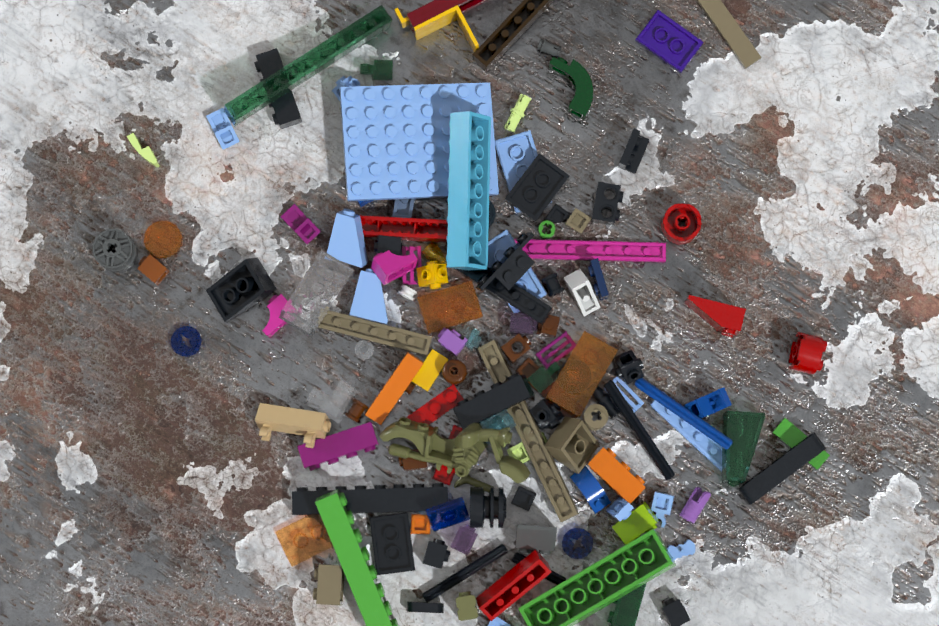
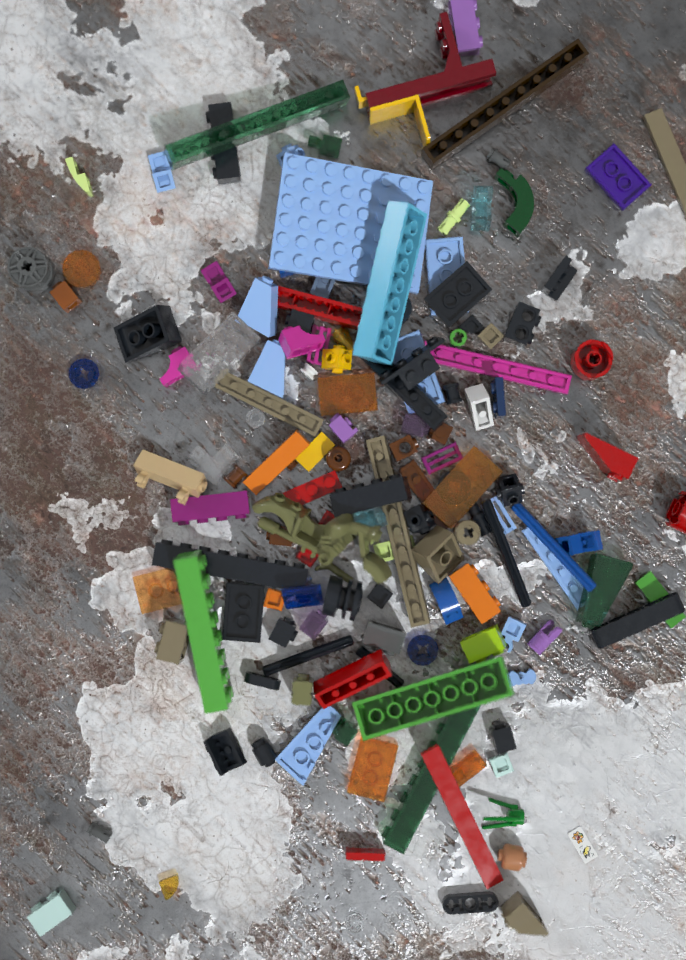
camera: 10 degrees right, 5 degrees up
(474, 340) = (364, 431): clear light blue plate -> none
(542, 99) = (481, 208): none -> clear light blue brick
(542, 378) = (423, 483): clear green plate -> none
(620, 509) = (471, 627): light blue plate -> none

